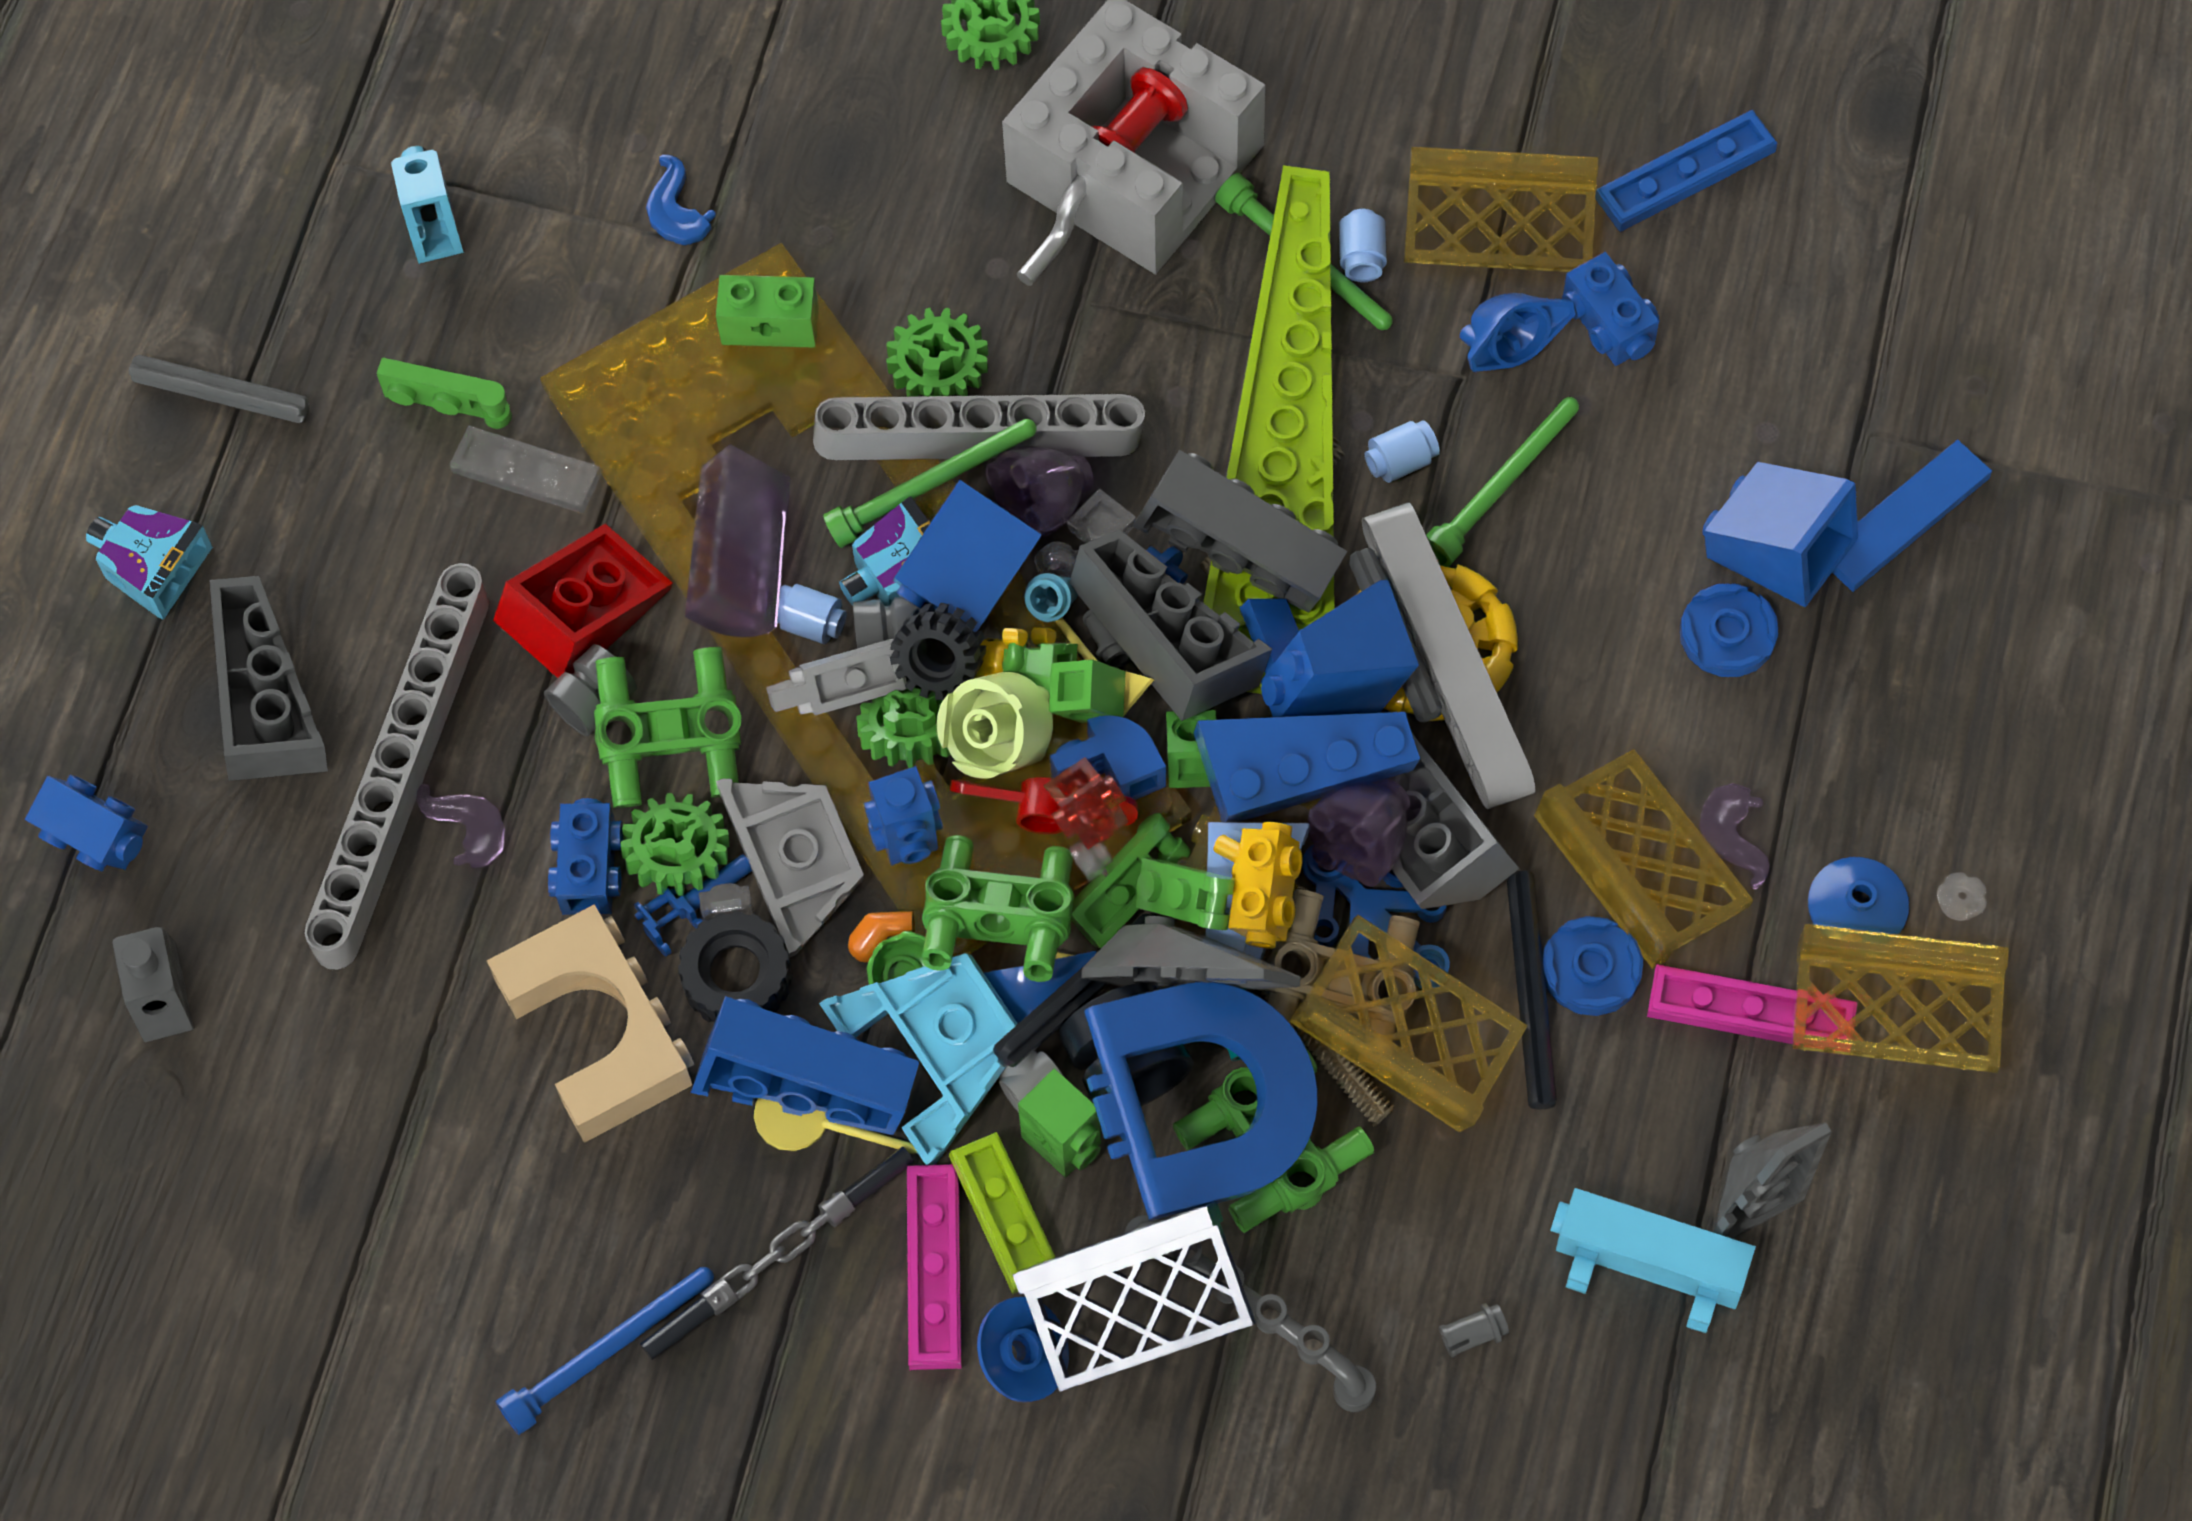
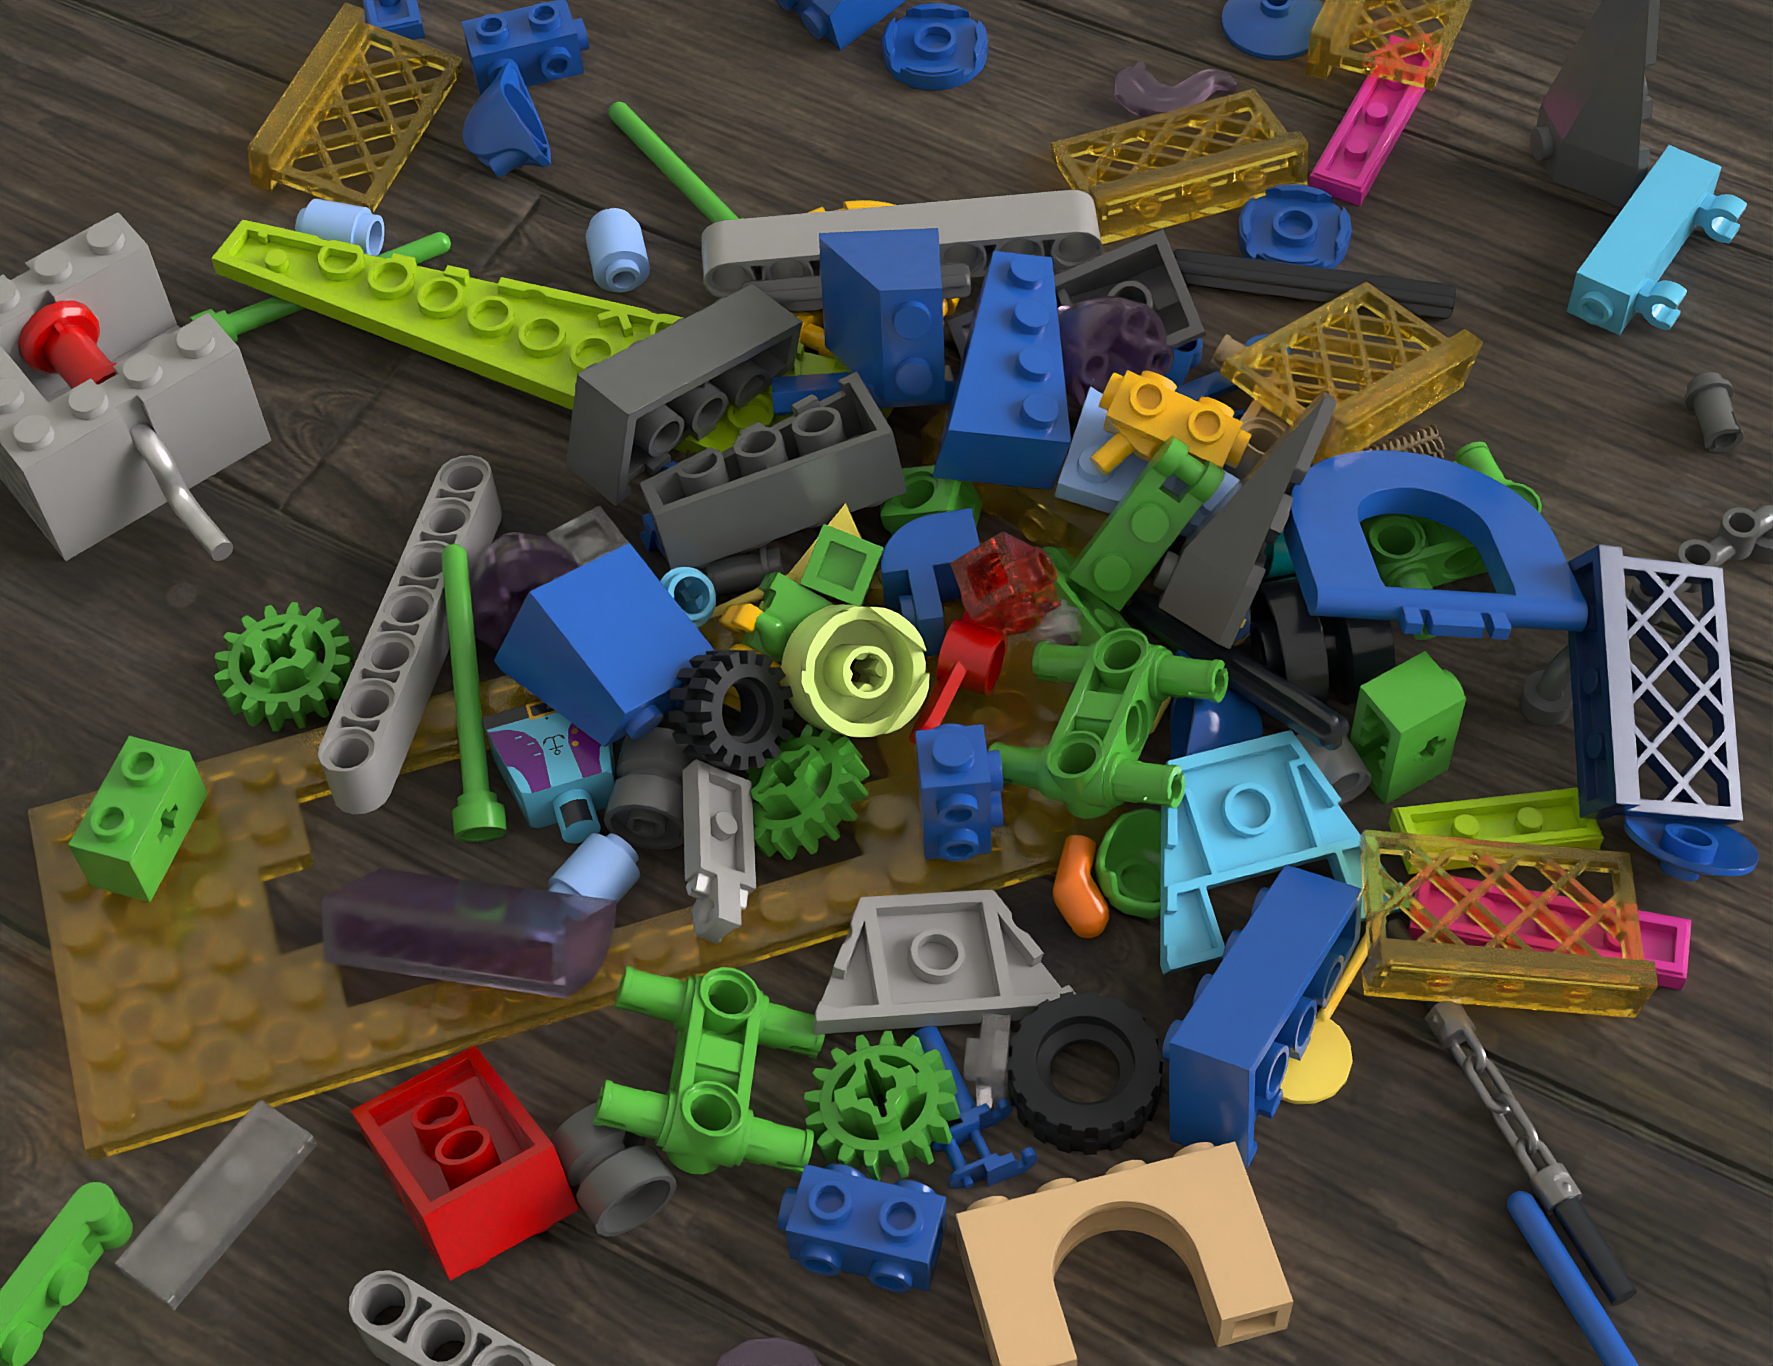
camera: 75 degrees left, 10 degrees down
(869, 1230) = (1511, 974): none -> clear yellow fence

